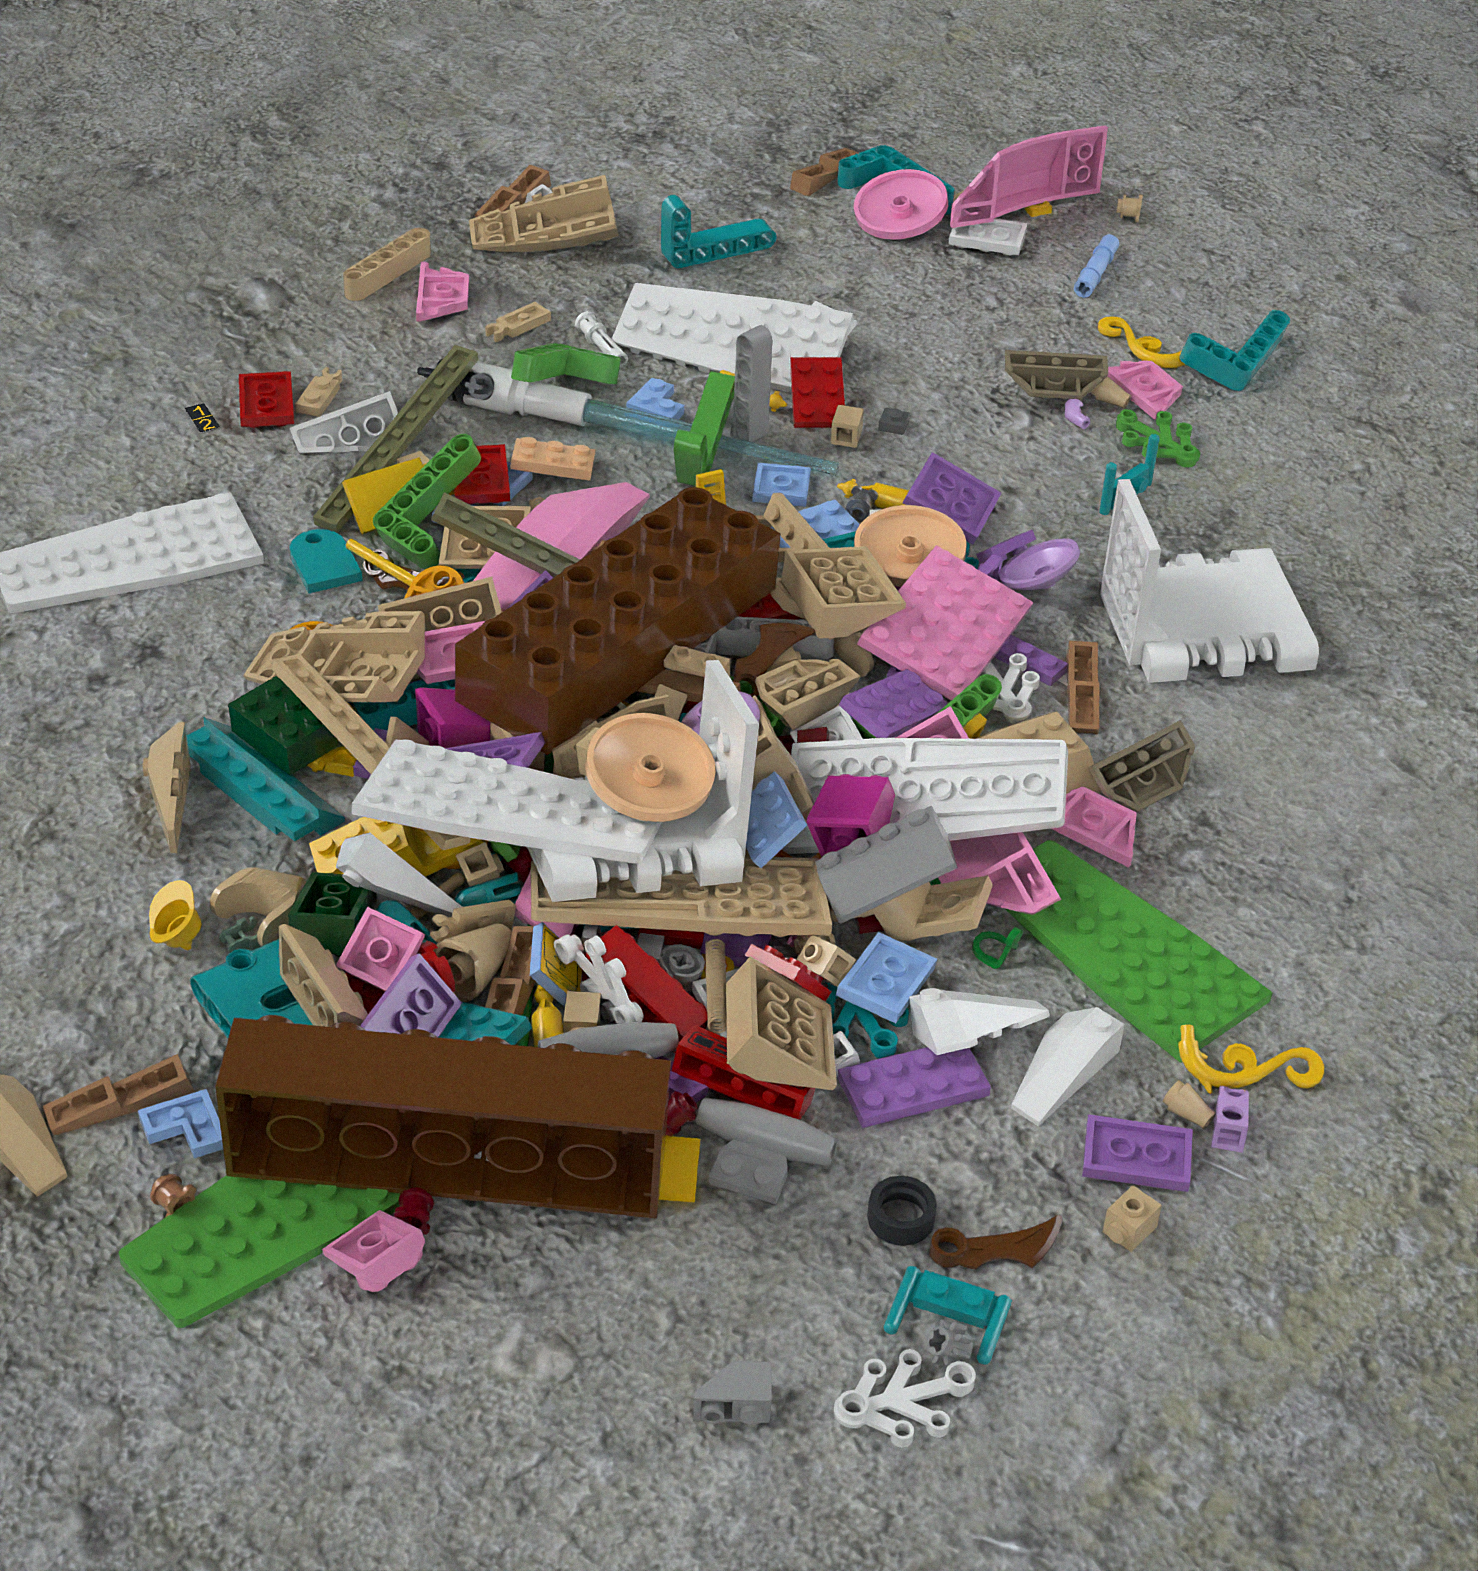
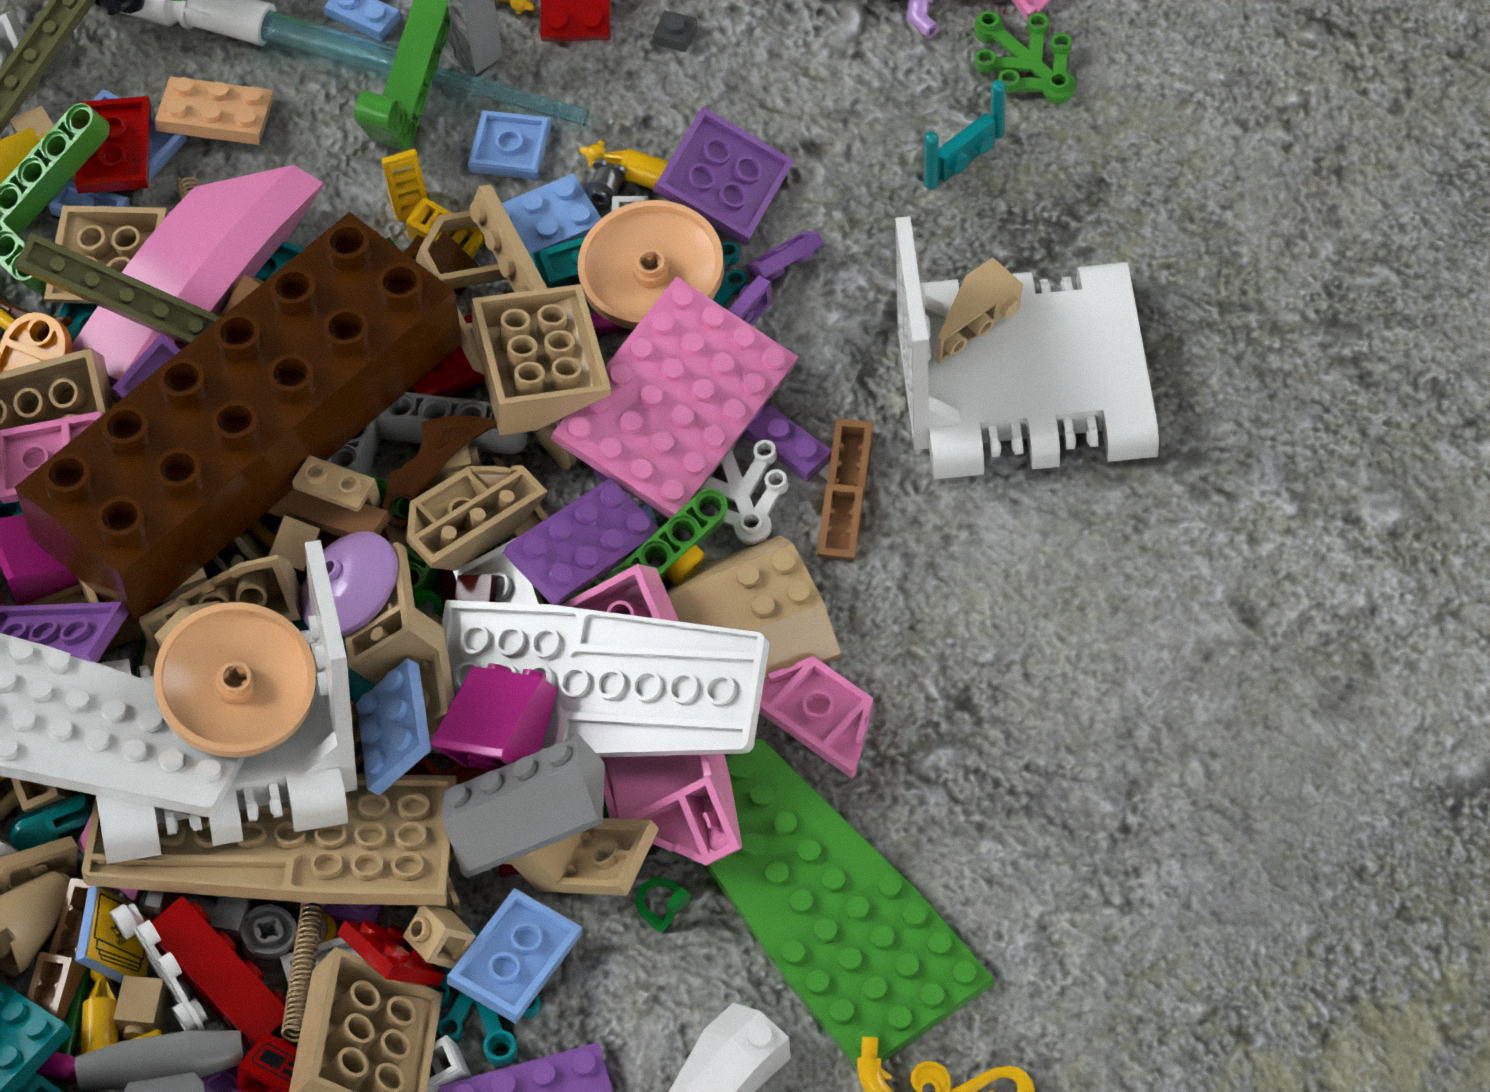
camera: 10 degrees right, 15 degrees up
(847, 426) = (606, 48): tan brick -> none
(956, 1019) = (595, 1017): white wedge -> none
(1040, 565) = (819, 290): lavender dish -> none
(1147, 768) = (894, 631): dark tan wedge -> none
(1176, 561) = (982, 301): none -> tan slope

